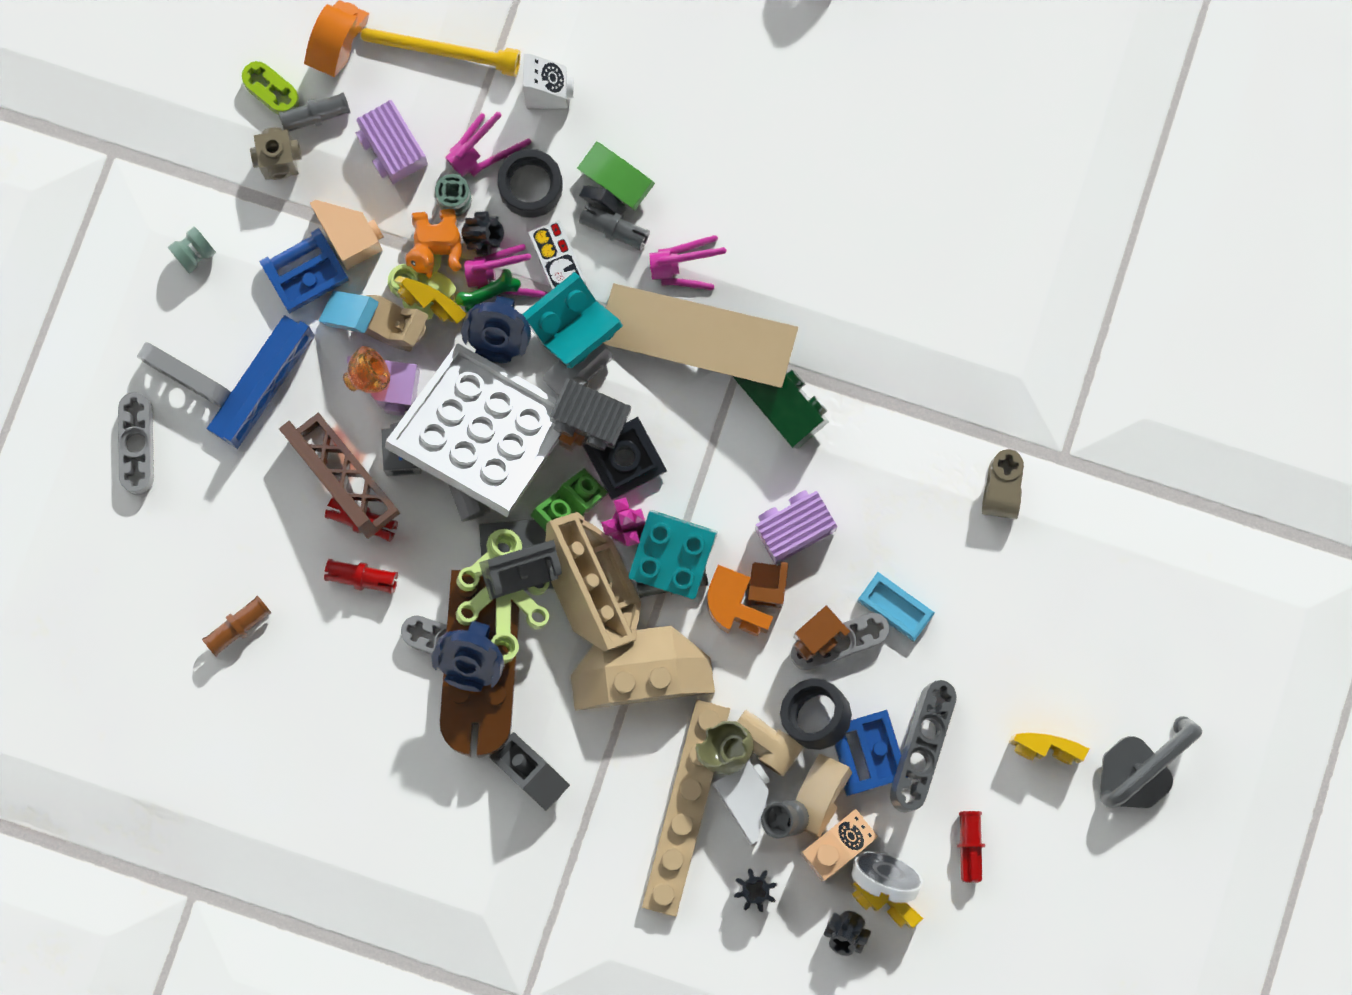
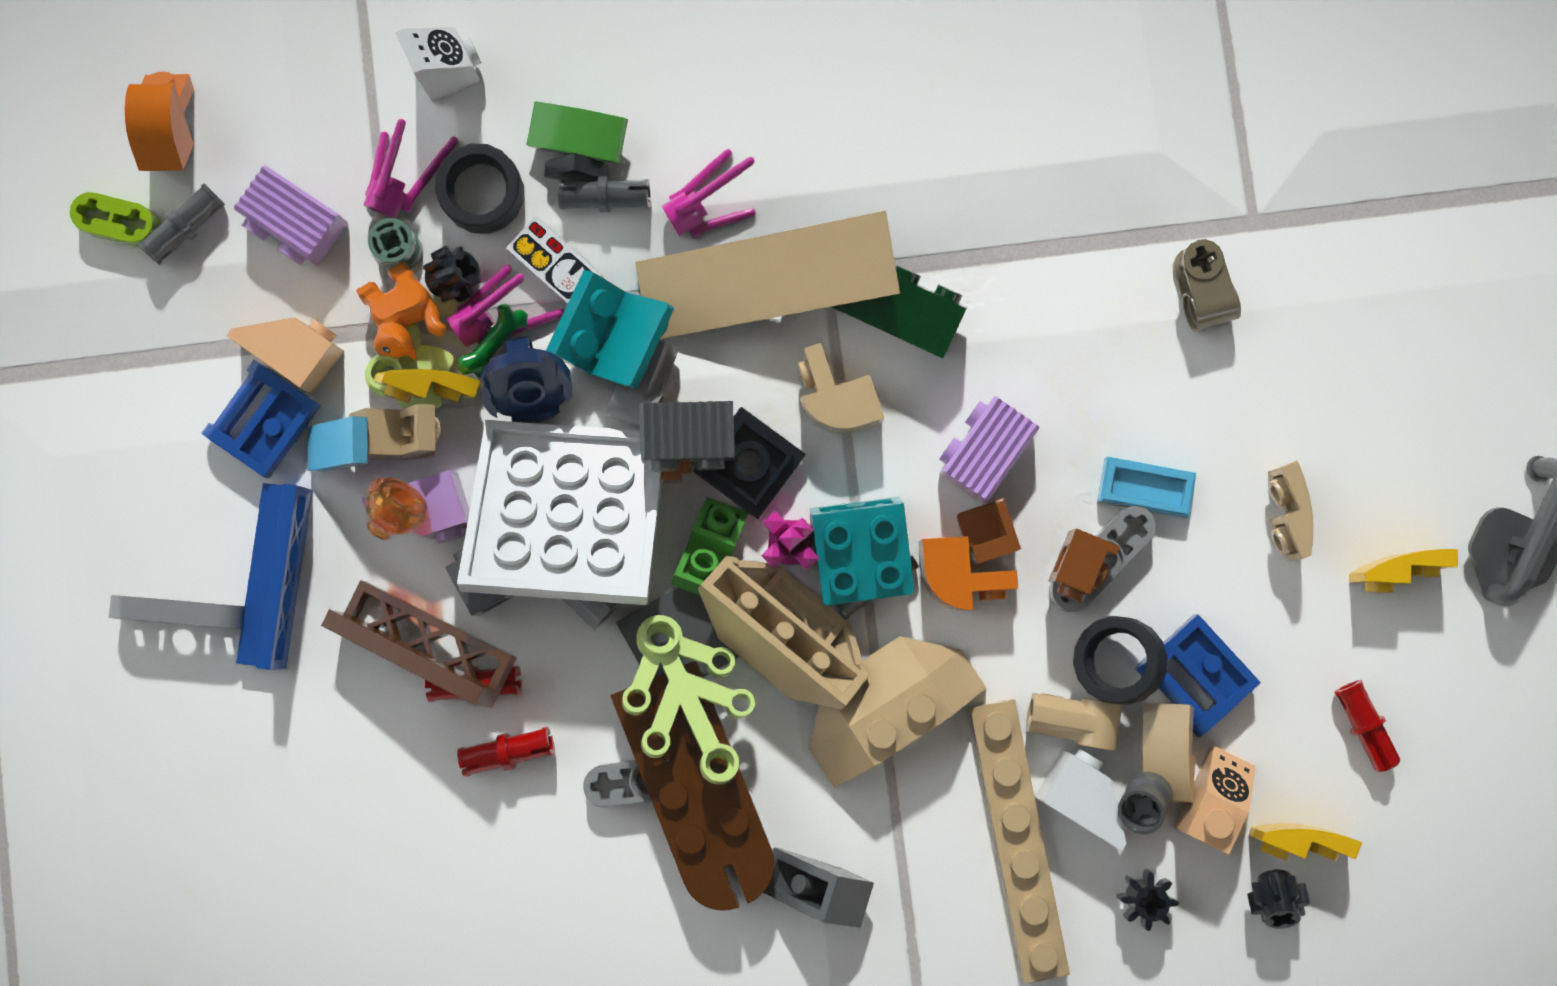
camera: 25 degrees left, 5 degrees up
(128, 468) = (140, 716): light grey beam -> none
(186, 255) = (109, 467): sand green wheel -> none
(236, 626) = (386, 882): dark orange pin -> none
(282, 162) = (157, 295): dark tan brick -> none
(468, 658) = (686, 799): dark blue tile -> none
(505, 61) = (379, 56): yellow piece -> none
(521, 569) = (693, 658): dark grey hinge -> none
(706, 449) = (839, 407): none -> tan brick
(725, 748) = (1038, 754): olive hair -> none
(886, 874) = (1296, 813): tile -> none
(919, 744) = (1269, 636): dark grey beam -> none
(984, 680) = (1294, 528): none -> tan slope

